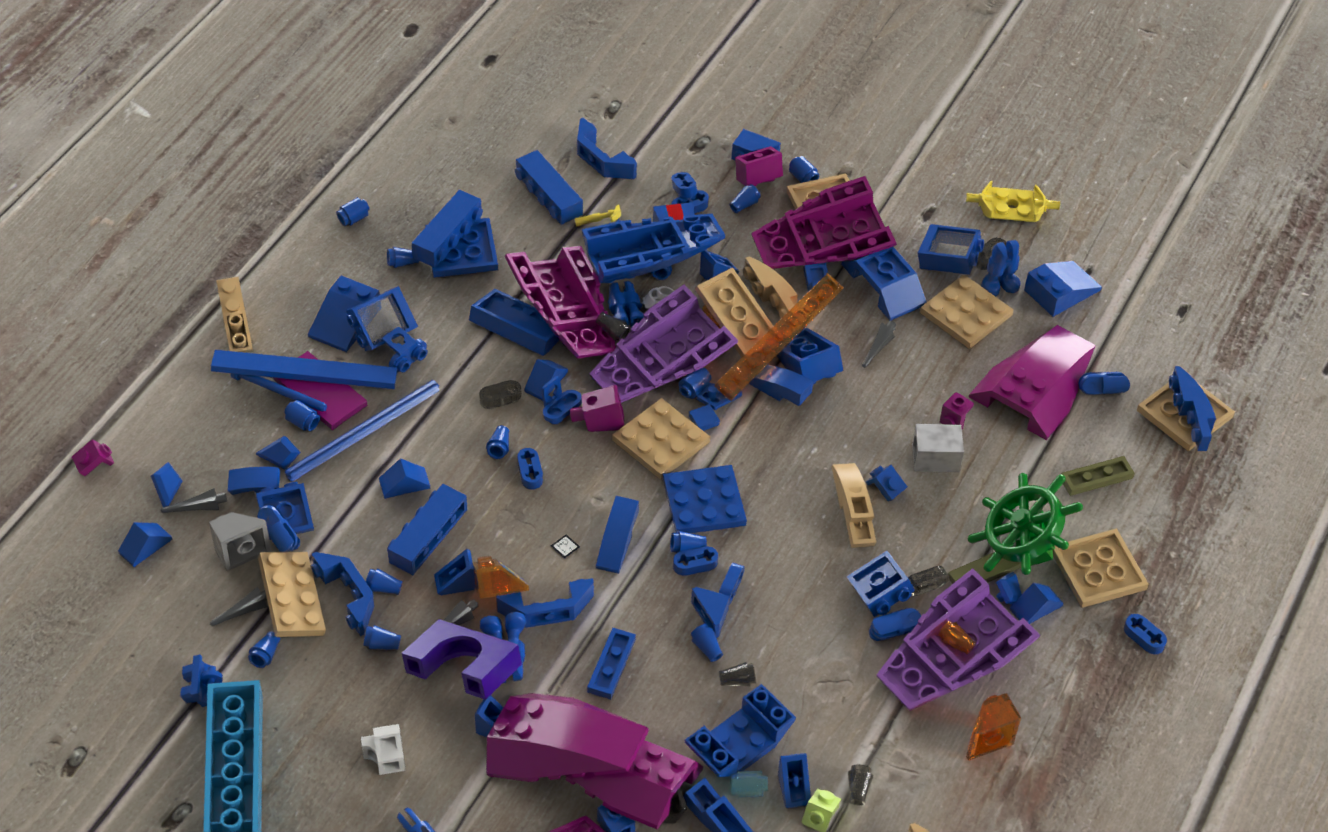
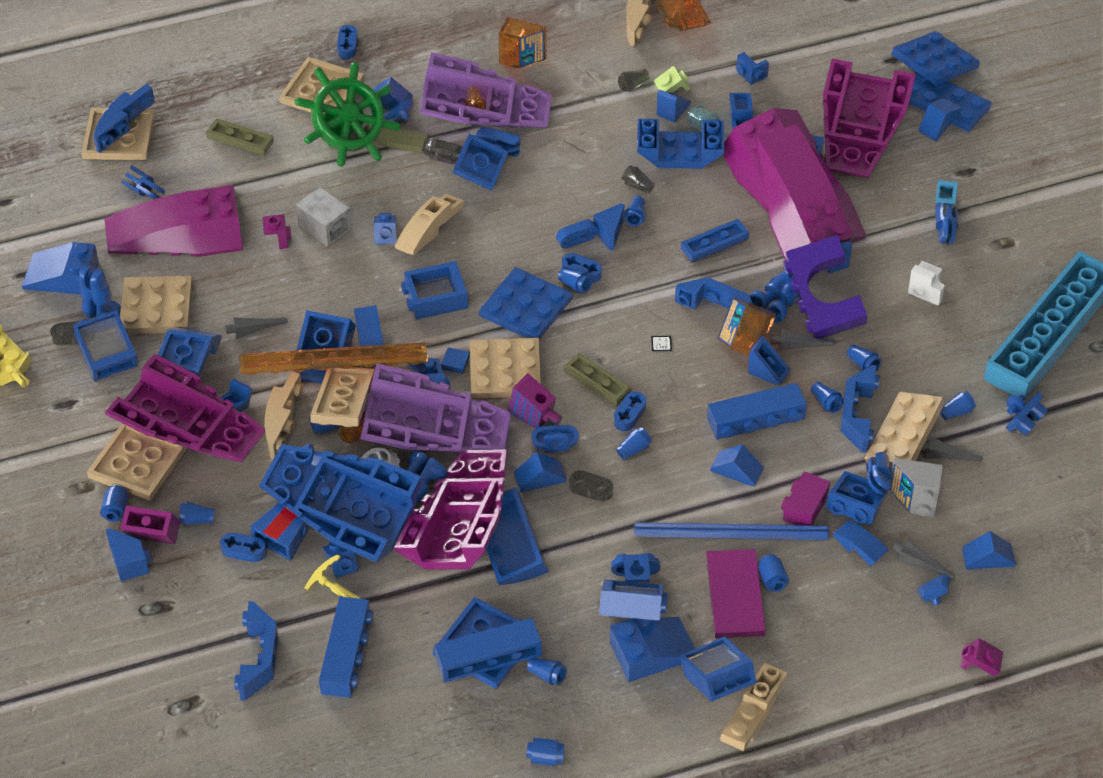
camera: 135 degrees left, 0 degrees up
(280, 316) = (718, 669): none -> blue window
(280, 452) = (820, 552): blue piece -> none
(282, 390) = (792, 655): blue bar -> none
(304, 369) = (739, 608): blue tile -> none
(324, 484) = (806, 499): none -> magenta brick
(582, 478) = (597, 379): none -> olive tile
(614, 327) = (449, 456): clear smoke cone -> none
(617, 534) = (618, 315): blue slope -> none
(684, 185) = (225, 557): blue beam -> none
(781, 455) = (435, 290): none -> blue window

